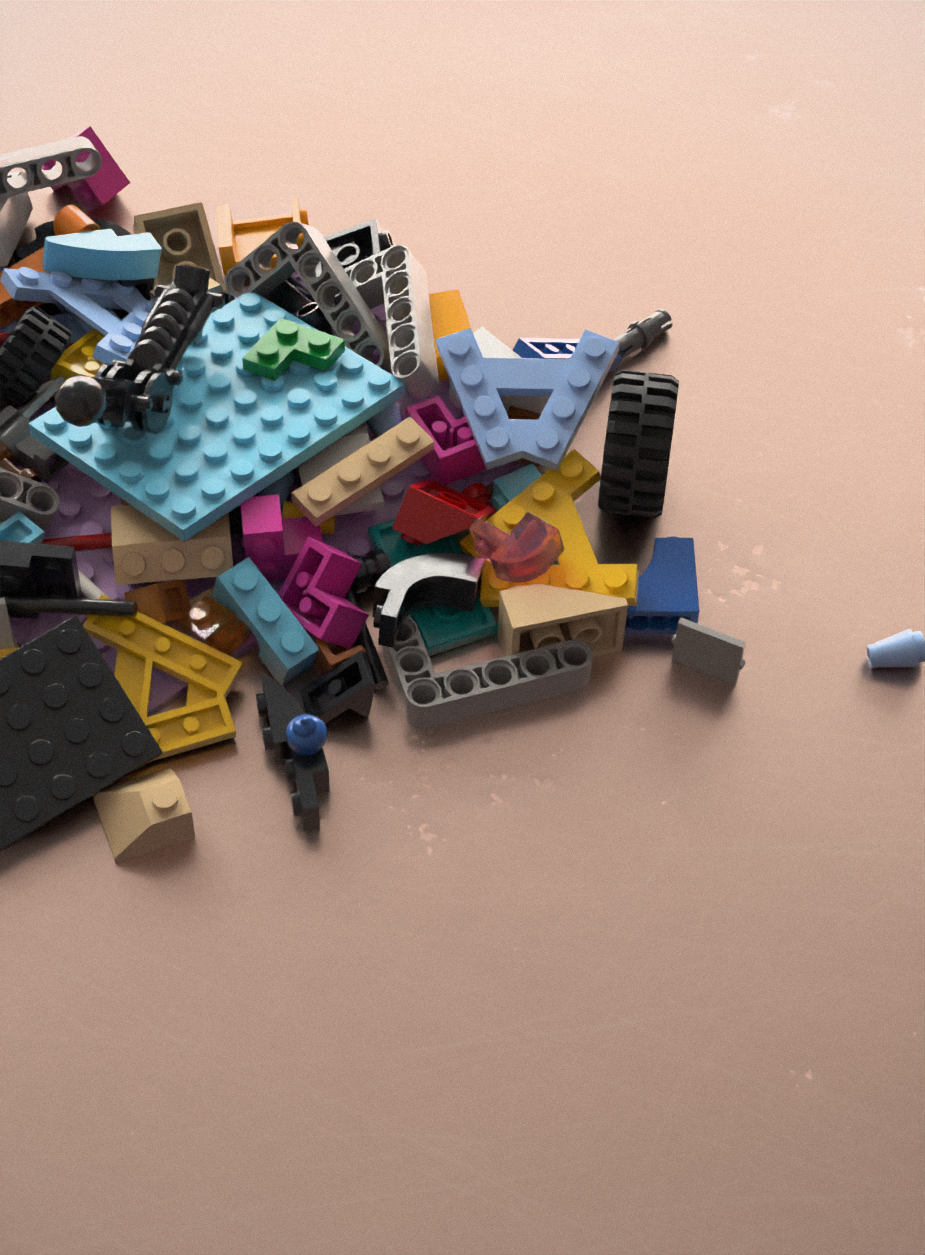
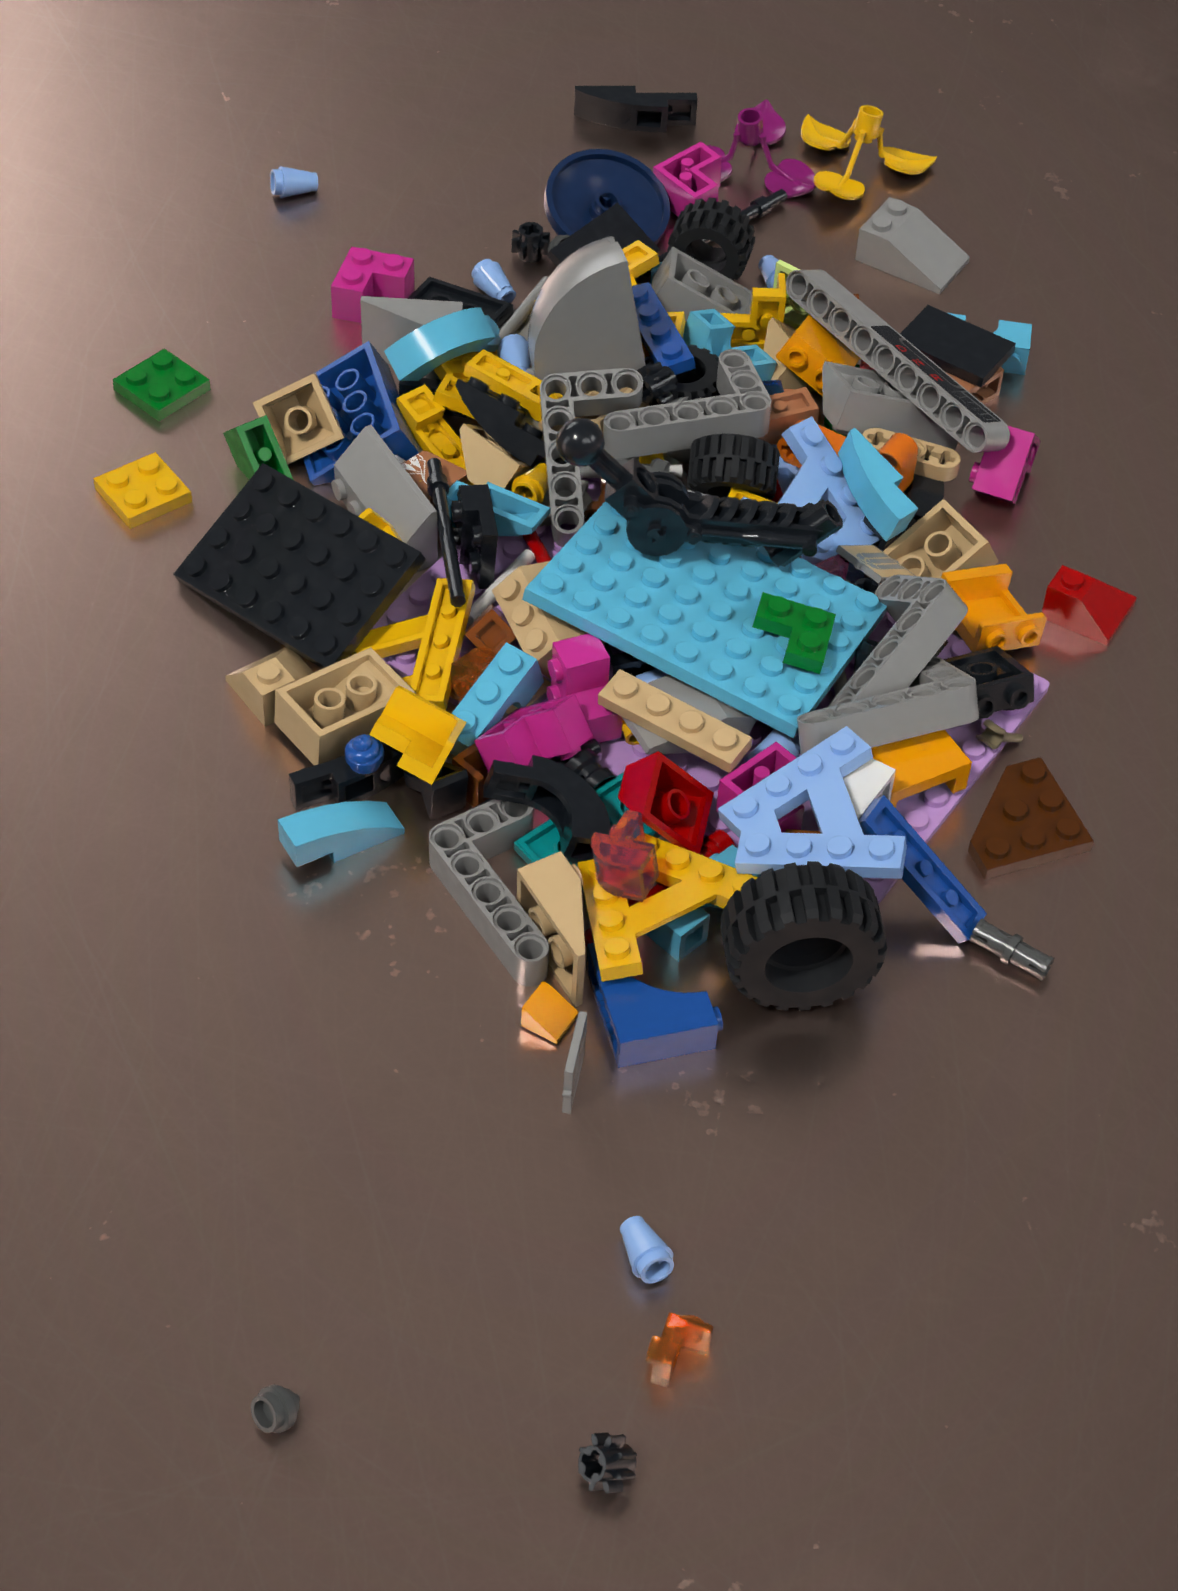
camera: 75 degrees right, 5 degrees down
(33, 236) = (941, 463): none -> tan beam
(218, 750) = (335, 704): none -> tan slope
(265, 179) = (1086, 605): none -> red slope
(314, 671) = (419, 732): none -> yellow panel
(374, 790) = (337, 830): none -> medium azure slope
(501, 288) = (1027, 823): none -> reddish brown plate
(632, 669) = (548, 1013): none -> light orange slope

